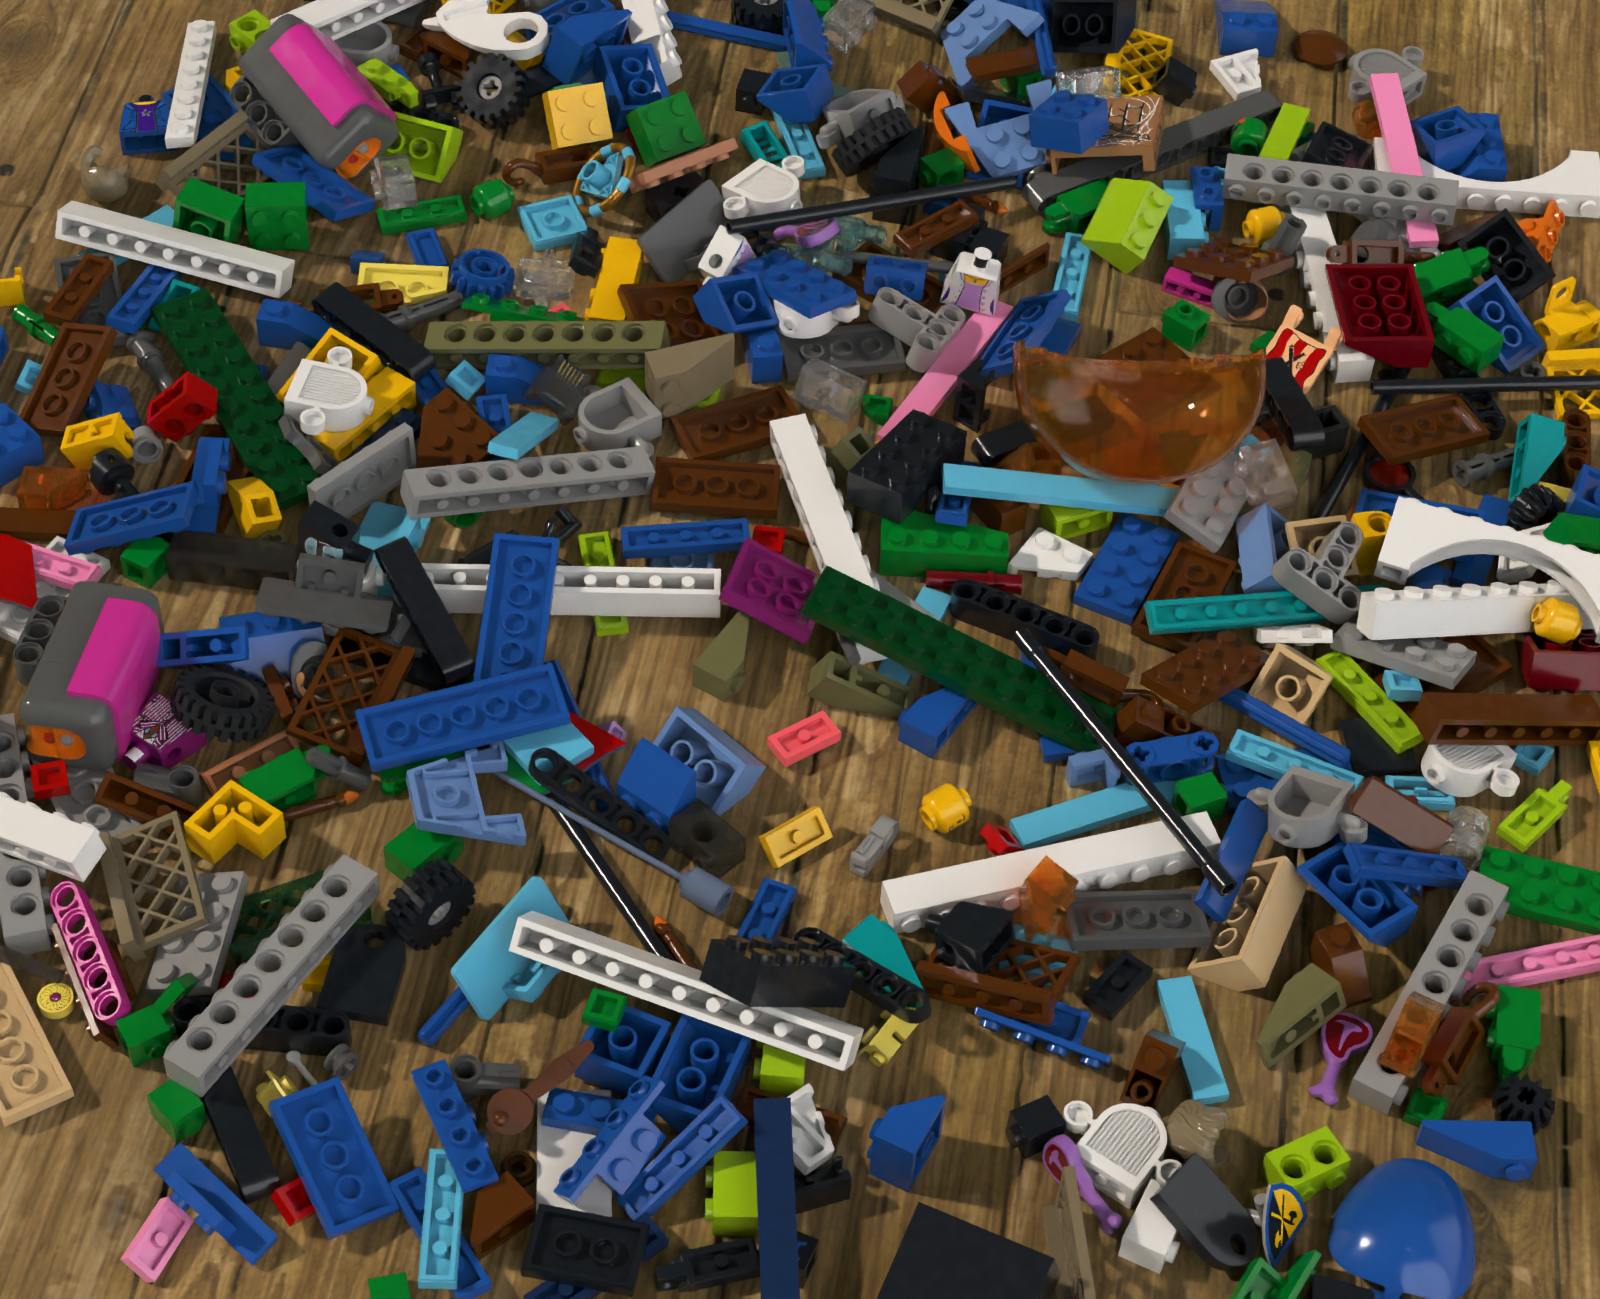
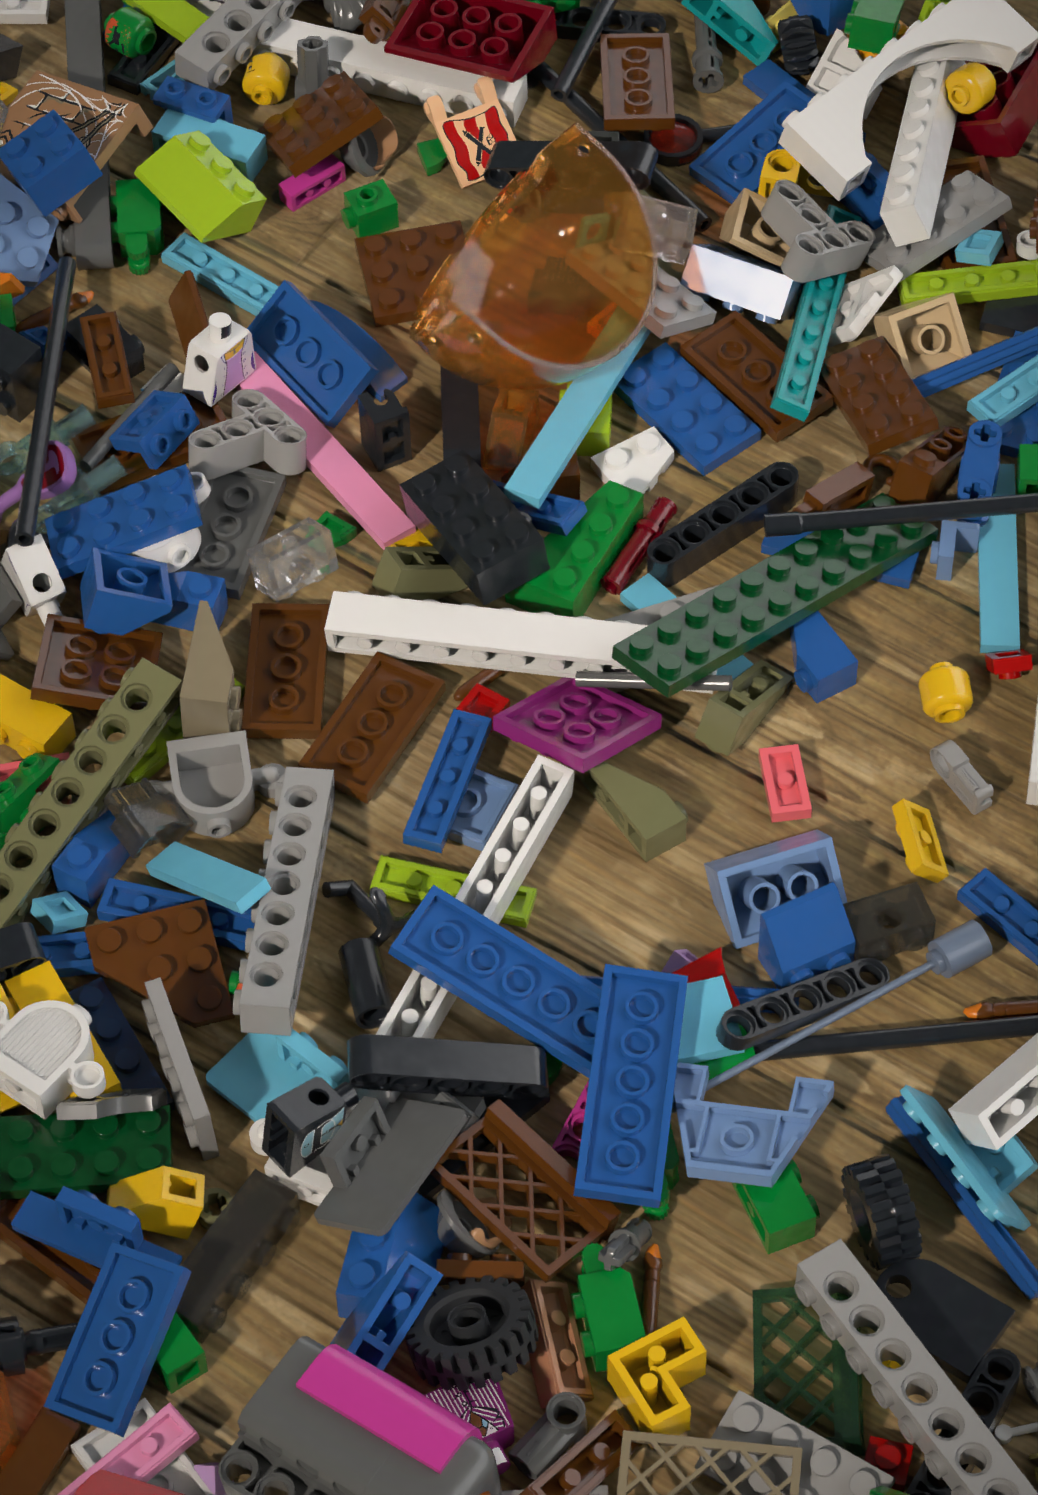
camera: 60 degrees left, 5 degrees up
(993, 240) = (155, 330): black brick -> none

